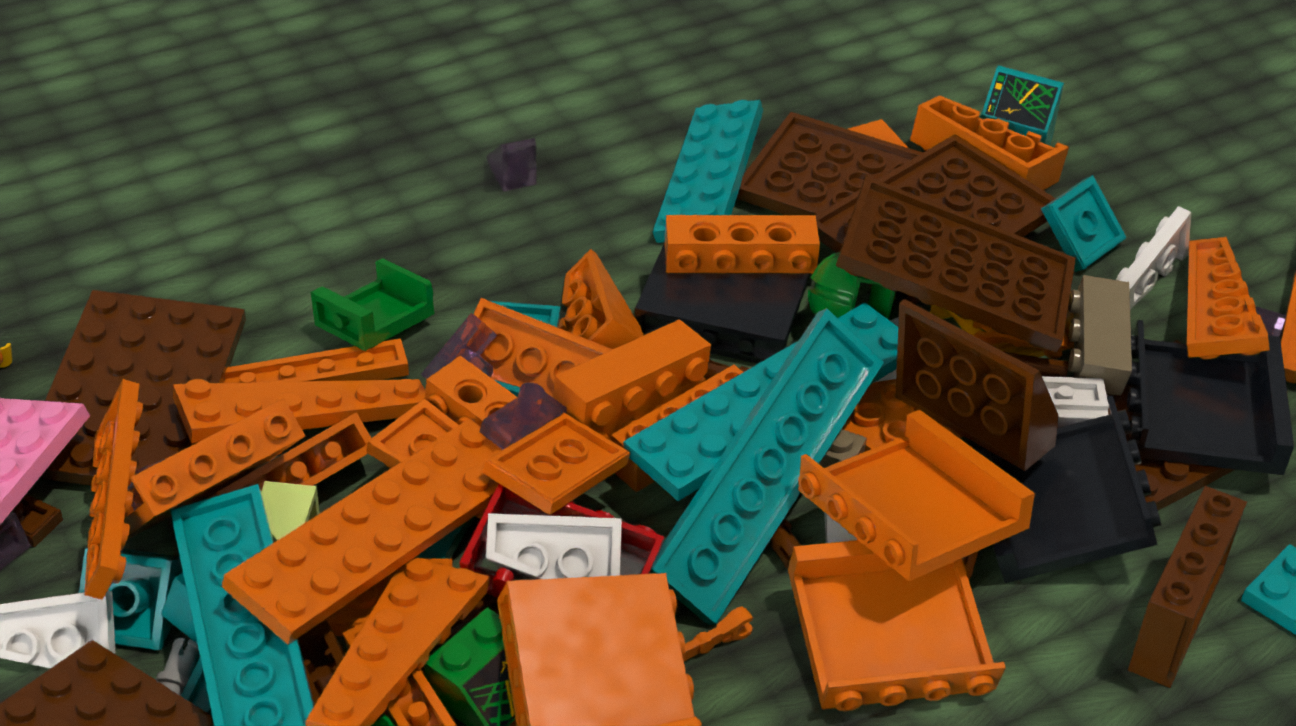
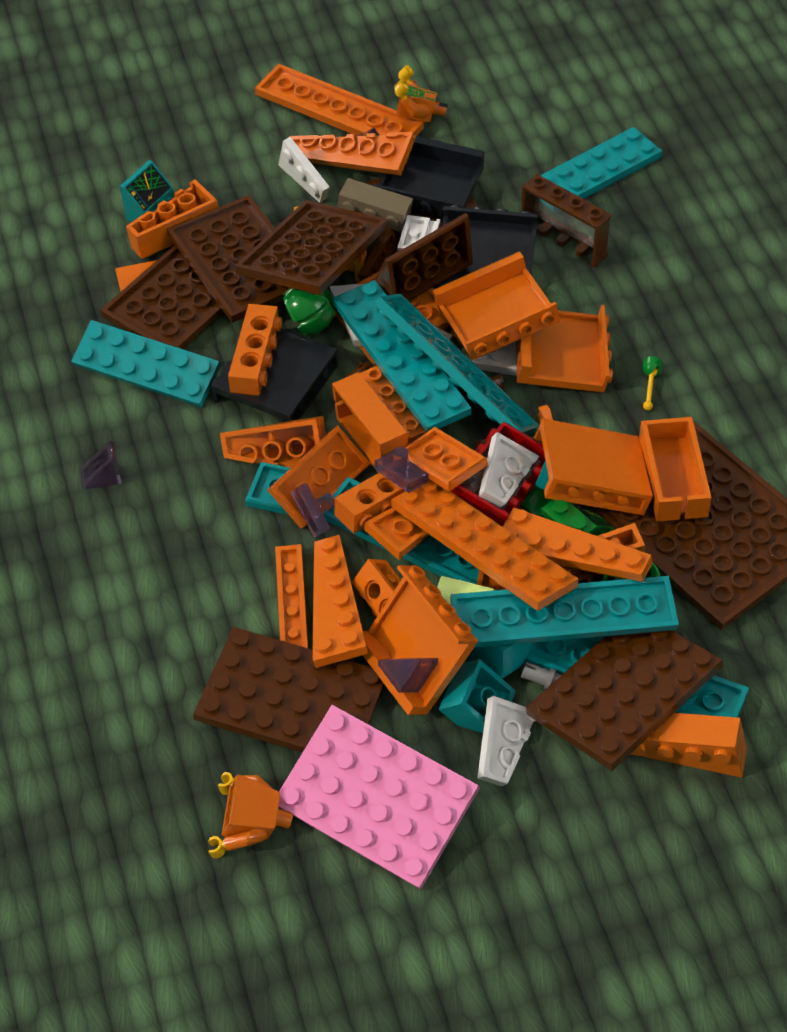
camera: 75 degrees left, 10 degrees up
(112, 455) = (399, 681): orange wing -> none
(376, 310) = (242, 556): green panel -> none
(1084, 223) = (261, 192): teal tile -> none

